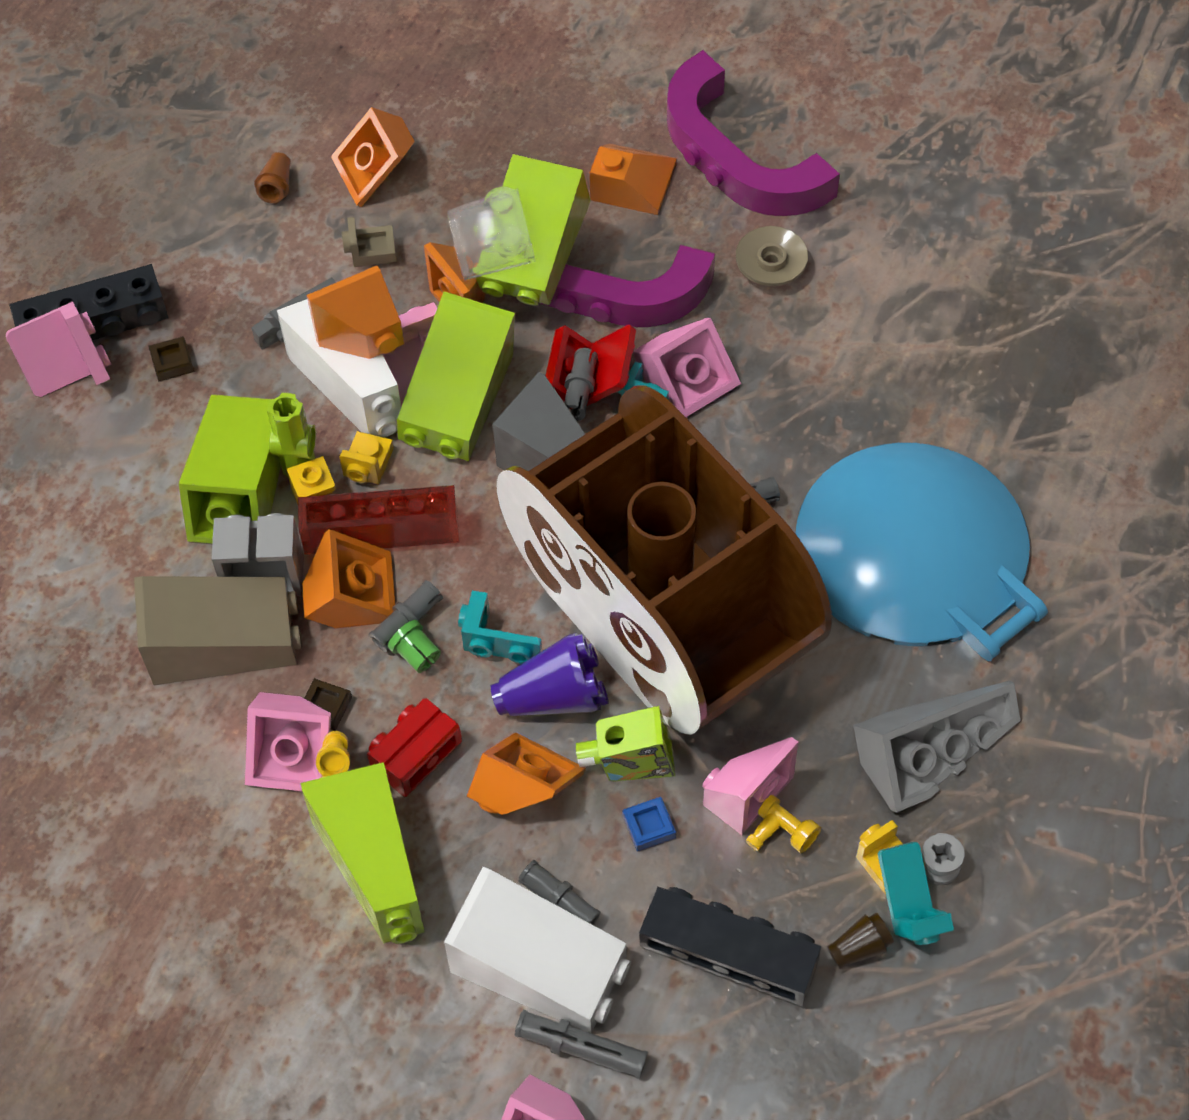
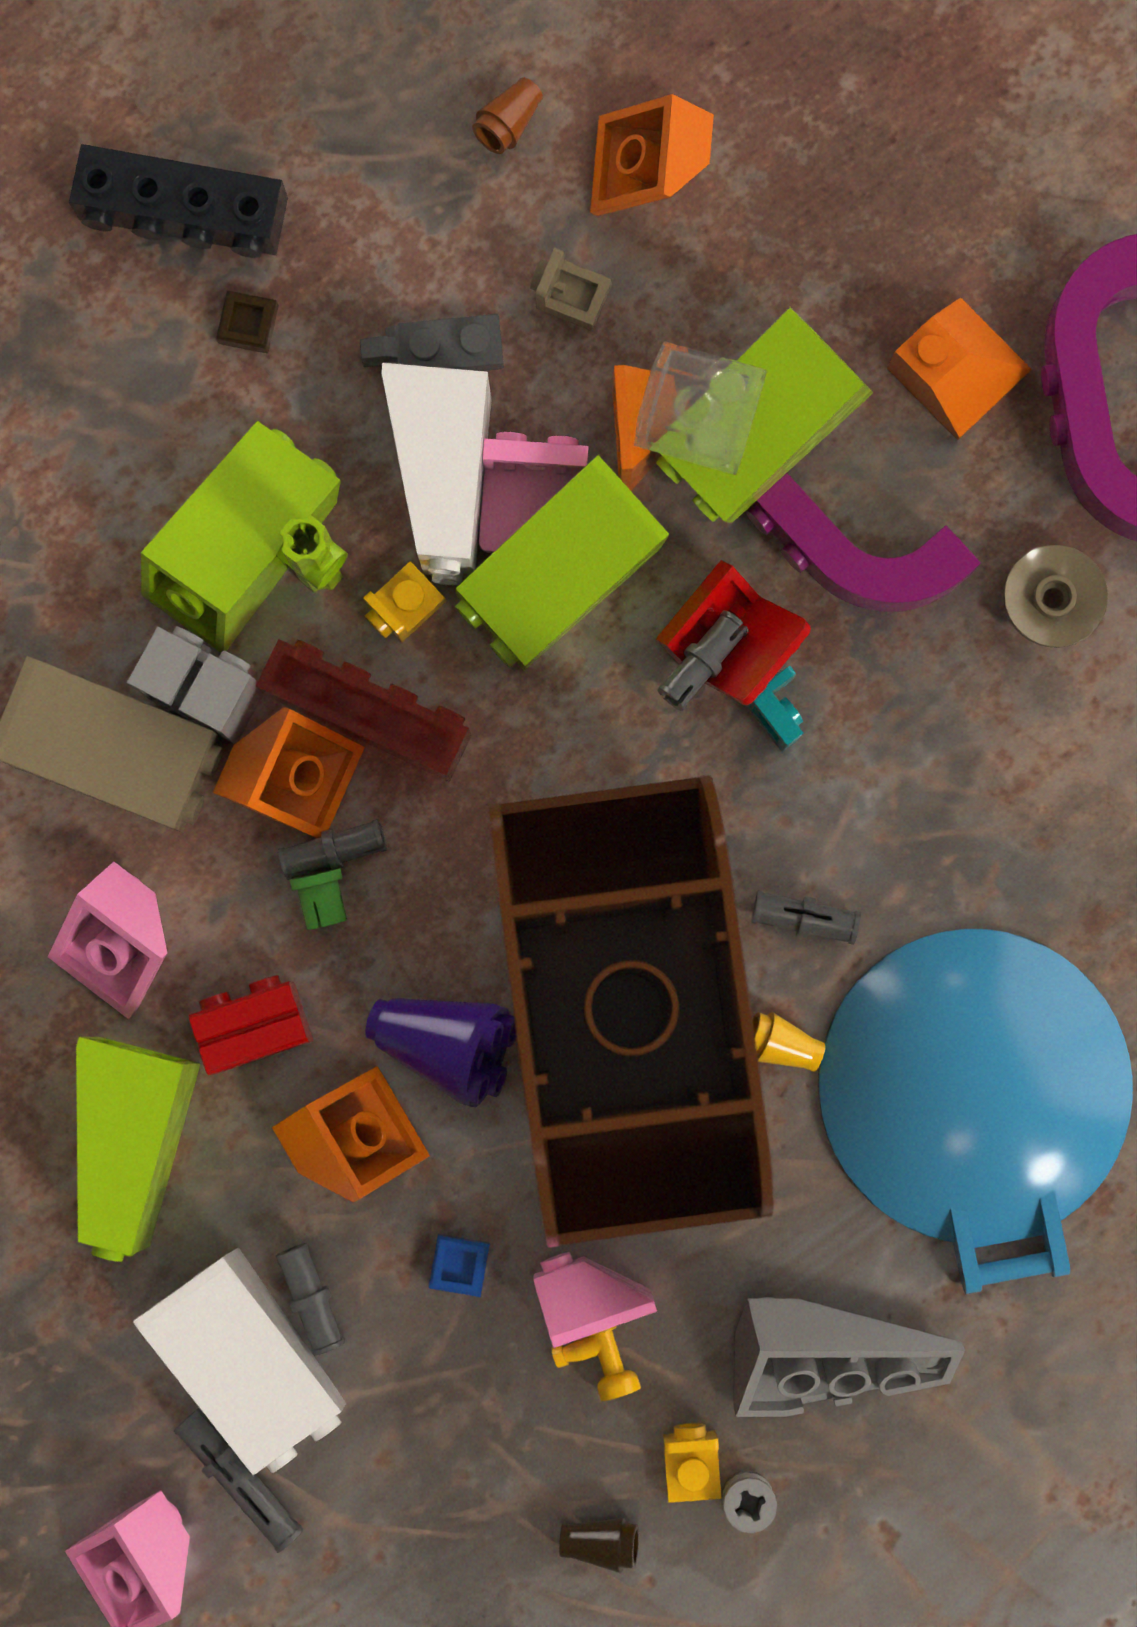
camera: 30 degrees right, 25 degrees up
(58, 350) = (110, 247): bright pink bracket -> none
(311, 479) = (313, 615): yellow bracket -> none
(330, 698) = (186, 907): dark brown tile -> none
(333, 756) = (131, 1025): yellow piece -> none
(356, 316) = (463, 453): orange slope -> none
(489, 642) = (404, 902): teal bracket -> none
(533, 426) = (612, 716): dark grey slope -> none
(630, 746) = (501, 1183): lime torso -> none
(689, 365) = (851, 700): bright pink slope -> none
(730, 944) = (455, 1473): black brick -> none
(910, 895) = (680, 1538): teal bracket -> none

